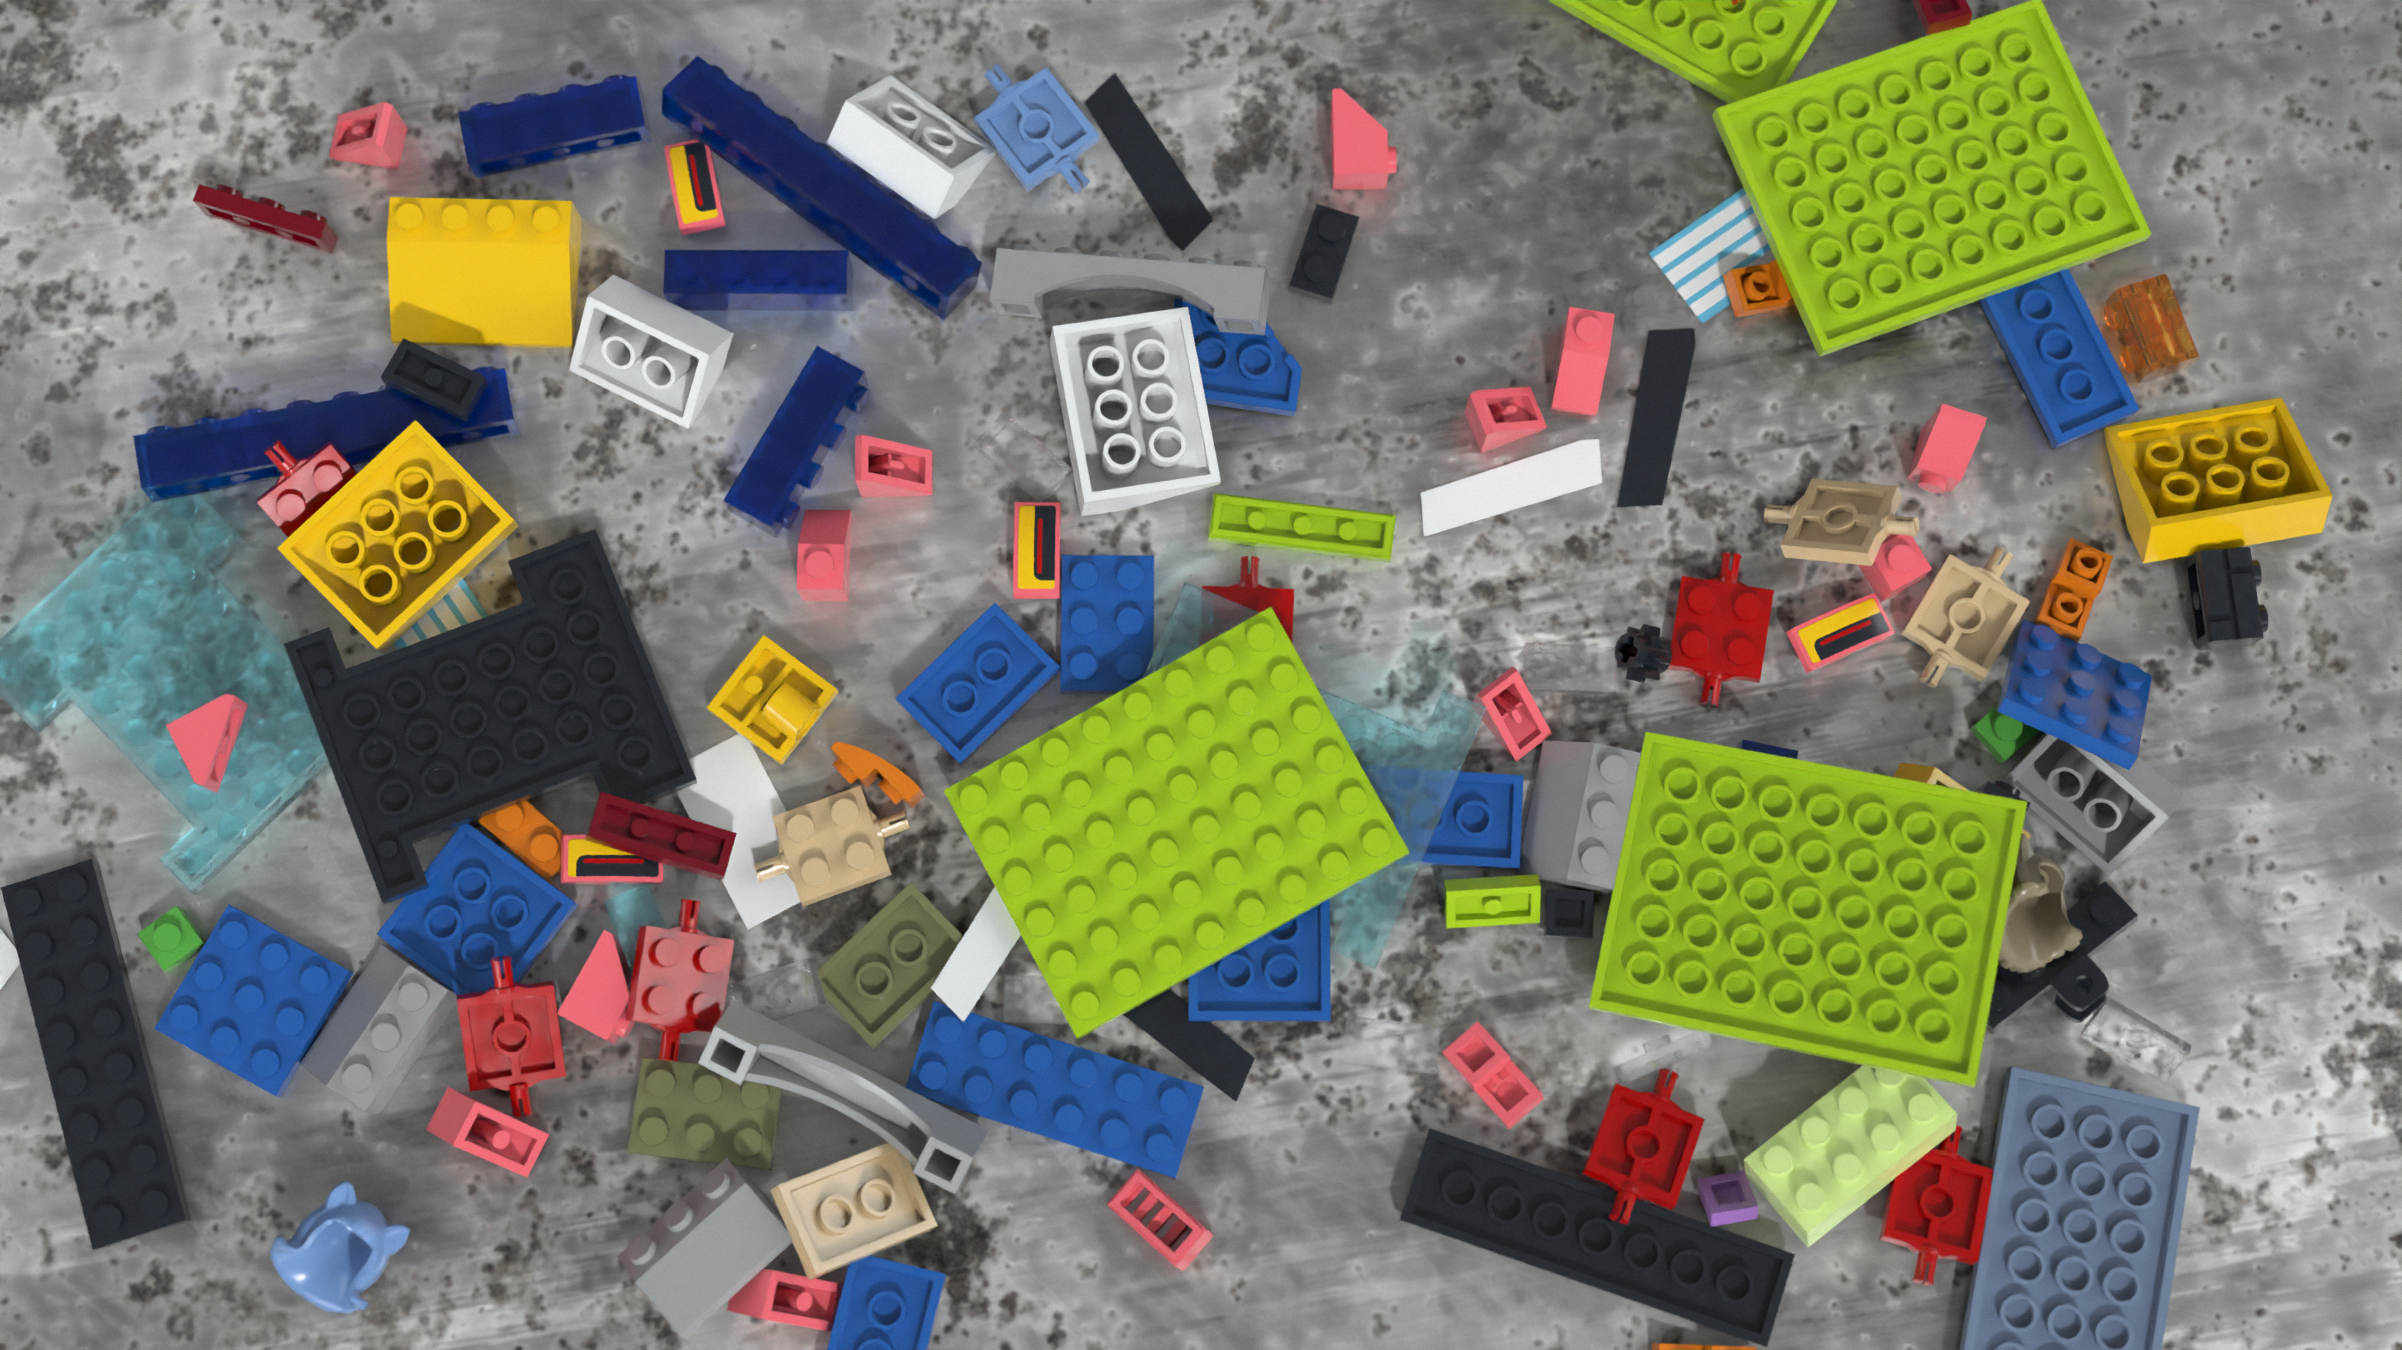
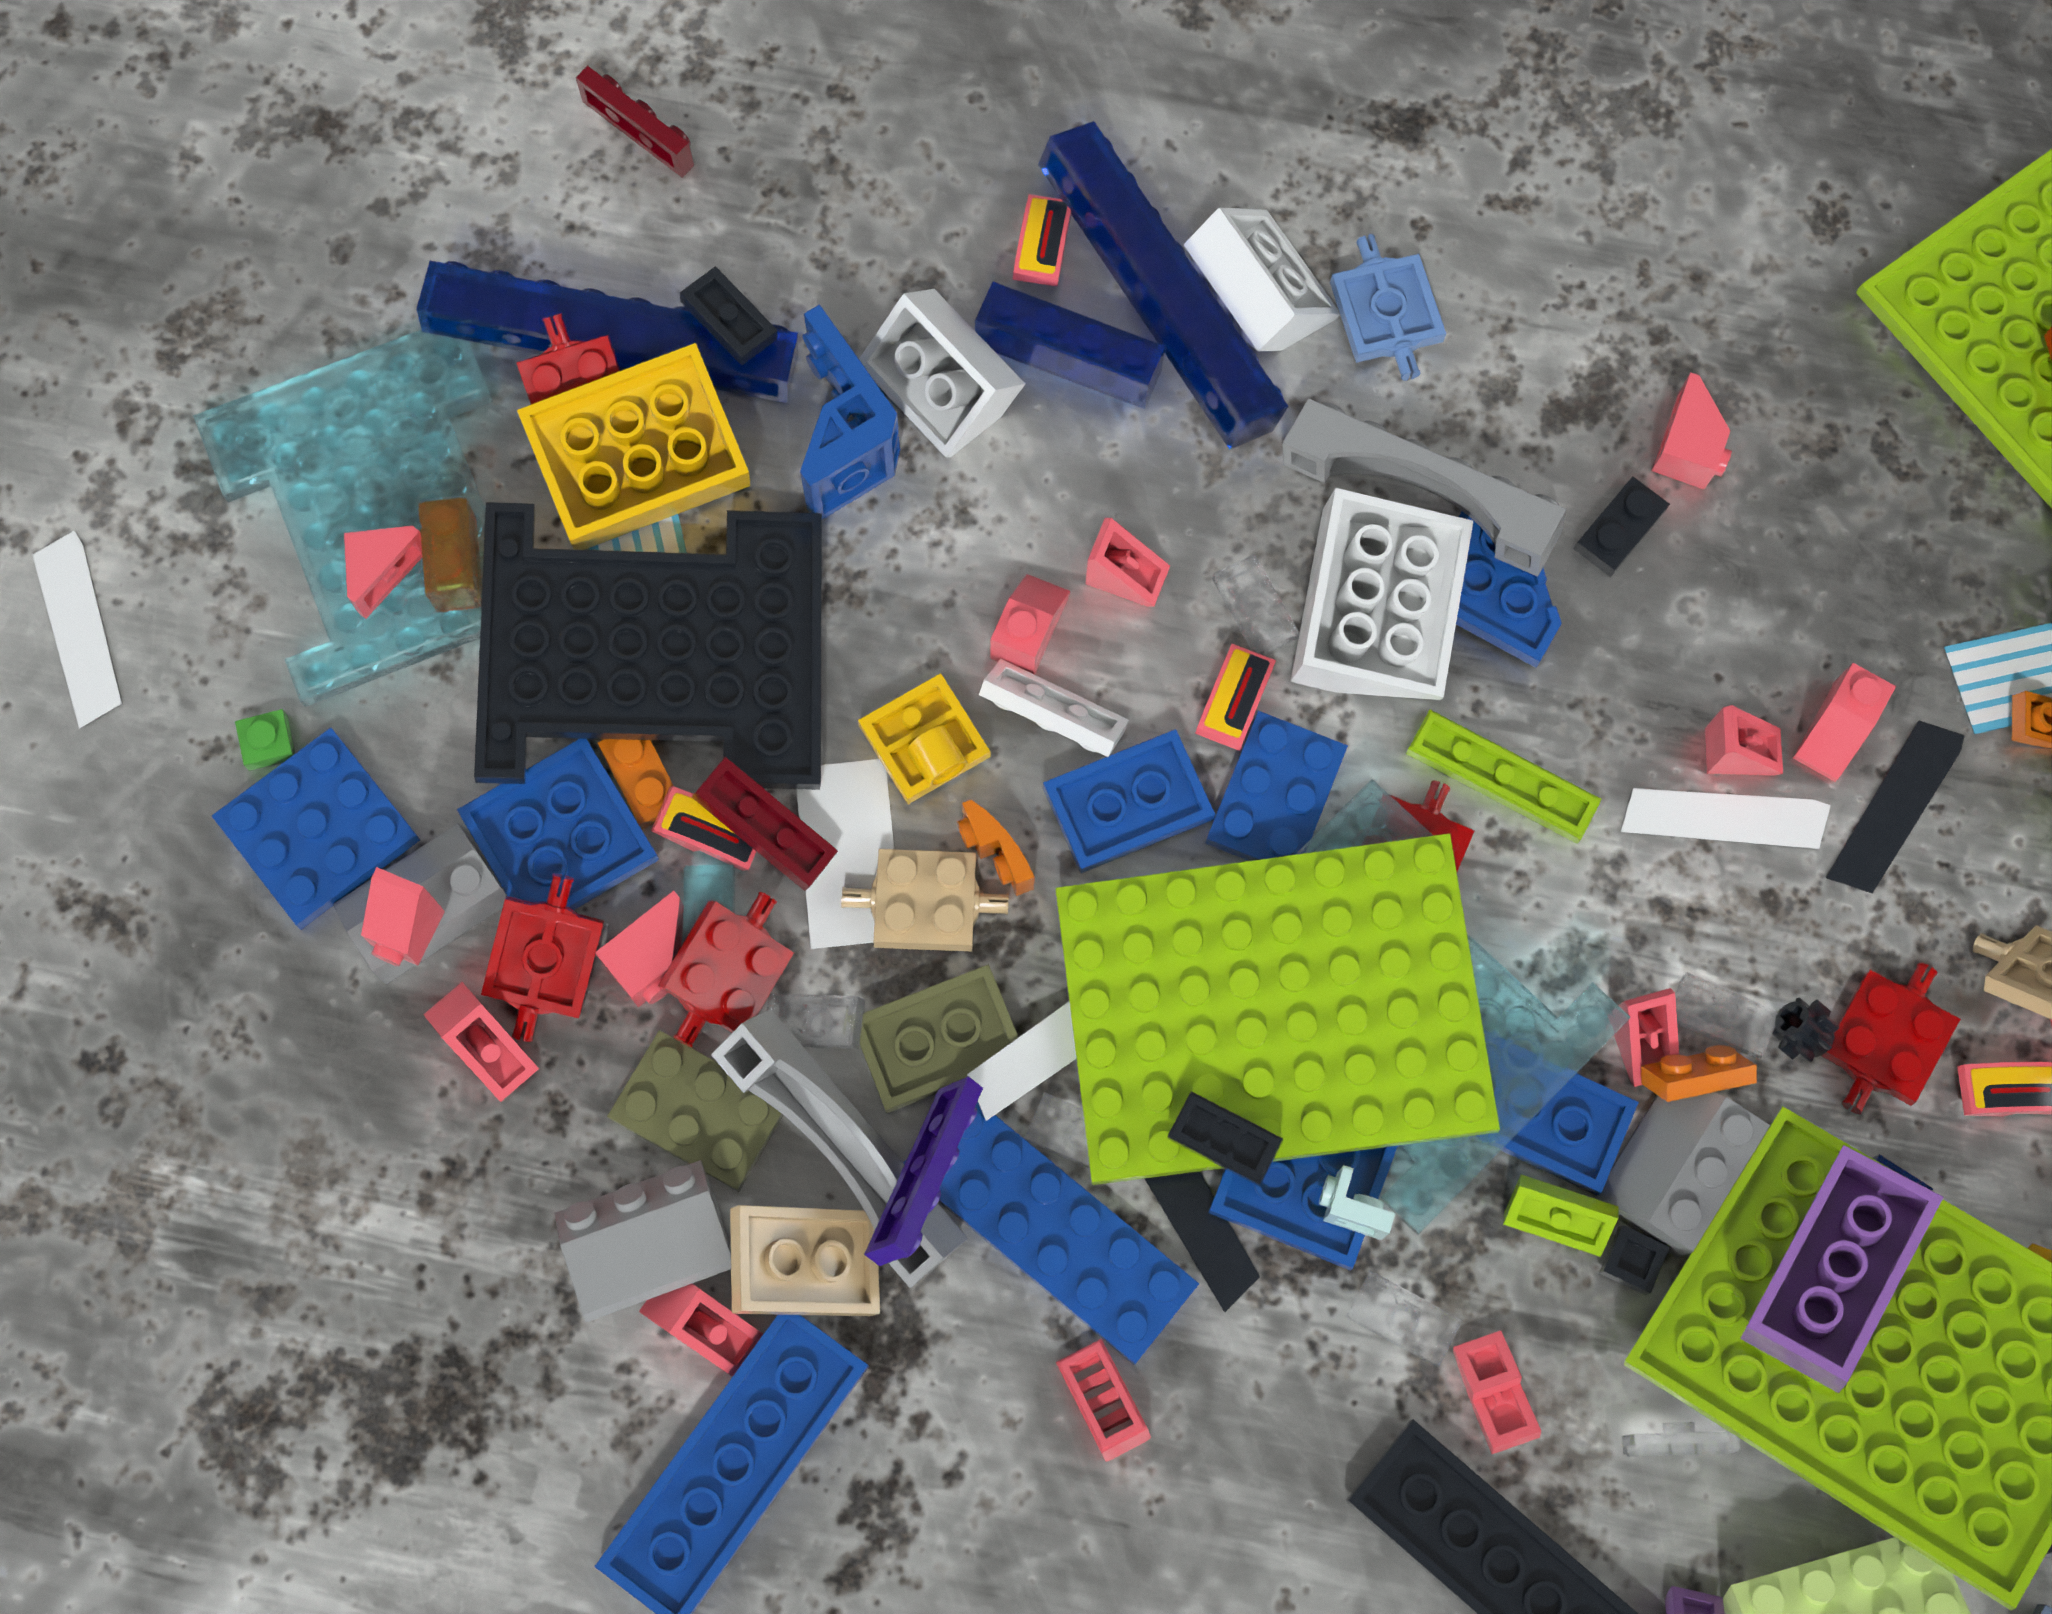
camera: 20 degrees right, 5 degrees down
(95, 1055) = (146, 822): black plate -> none
(272, 704) = (450, 554): none -> clear orange brick
(338, 1251) = (289, 1097): medium blue hair -> none
(370, 136) = (762, 85): coral slope -> none
(371, 1058) = (399, 918): none -> coral slope
(483, 271) = (816, 238): yellow slope -> none
(555, 125) = (935, 138): clear blue brick -> none
(593, 464) = (844, 455): none -> blue bracket
(797, 442) = (1045, 507): clear blue brick -> none
(877, 625) = (1053, 707): none -> white plate
(926, 1090) = (919, 1182): none -> dark purple plate
(1148, 163) = (1482, 381): black sticker -> none
(1176, 955) = (1225, 1138): none -> black plate
(1319, 971) = (1358, 1214): none -> light aqua bracket
(1565, 730) = (1698, 1074): none -> orange plate
(1643, 1146) = (1627, 1529): red plate -> none
(1737, 857) = (1842, 1269): none -> medium lavender brick

